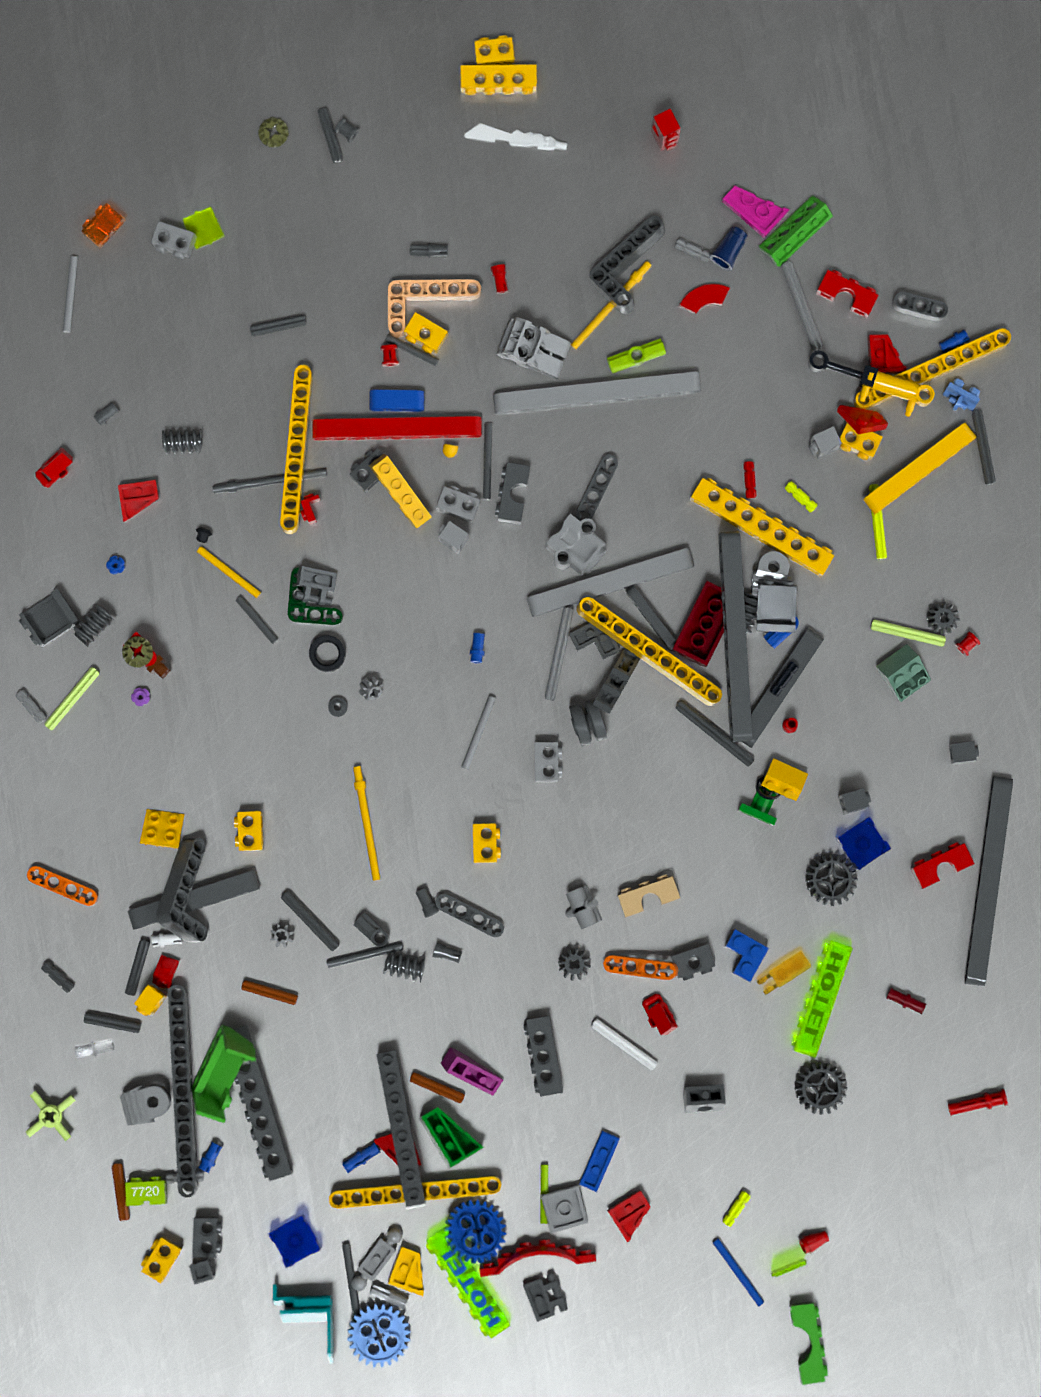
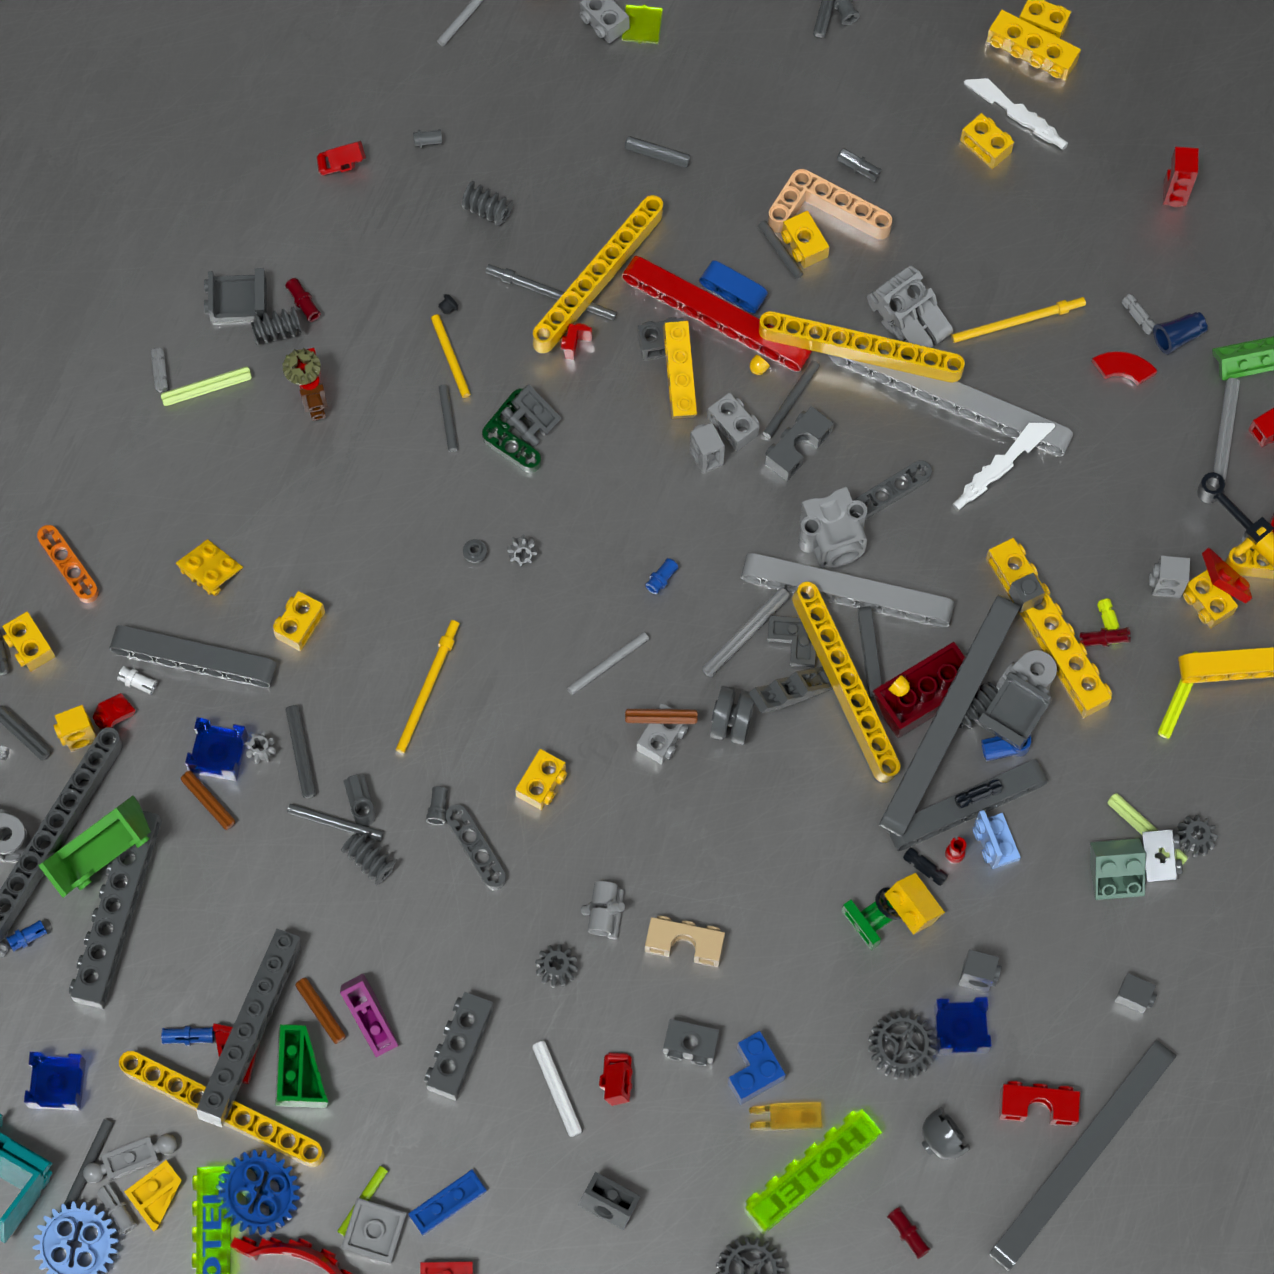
camera: 30 degrees right, 15 degrees down
(76, 954) = (30, 640): none -> yellow brick
(98, 593) = (303, 299): none -> dark red pin
(120, 565) = (339, 289): blue plate -> none
(136, 497) = (405, 232): red wing -> none
(137, 967) = (89, 689): dark grey axle -> none
(145, 696) = (277, 429): medium lavender plate -> none
(177, 892) = (183, 633): dark grey beam -> none
(253, 955) = (217, 750): none -> clear blue panel
(325, 639) = (499, 474): black tyre -> none
(392, 361) = (762, 235): red bush -> none
(442, 951) = (420, 867): dark grey pin -> none
(500, 279) = (918, 226): red pin -> none
(507, 182) = (983, 144): none -> yellow brick
(523, 391) = (869, 355): none -> yellow beam
(541, 753) = (661, 716): none -> dark orange axle
(625, 261) = (1037, 282): dark grey beam -> none
(640, 967) = (629, 1009): orange beam -> none
(648, 352) = (1029, 383): lime piece -> none
(662, 425) = (1027, 440): none -> white sword
(689, 637) = (900, 686): none -> yellow hinge
(714, 733) = (866, 812): dark grey axle -> none
(736, 516) = (1026, 592): none -> dark grey brick
(749, 477) = (1064, 573): red axle -> none
(756, 212) = (1229, 313): dark pink wing -> none
(776, 747) = (925, 866): none -> black axle
(805, 512) = (1105, 637): none -> dark red pin
(812, 701) = (996, 840): none -> light blue bracket
(893, 925) = (943, 1136): none -> dark grey cylinder
(930, 658) = (1155, 868): none -> brick
(967, 644) = (1209, 879): red bush -> none

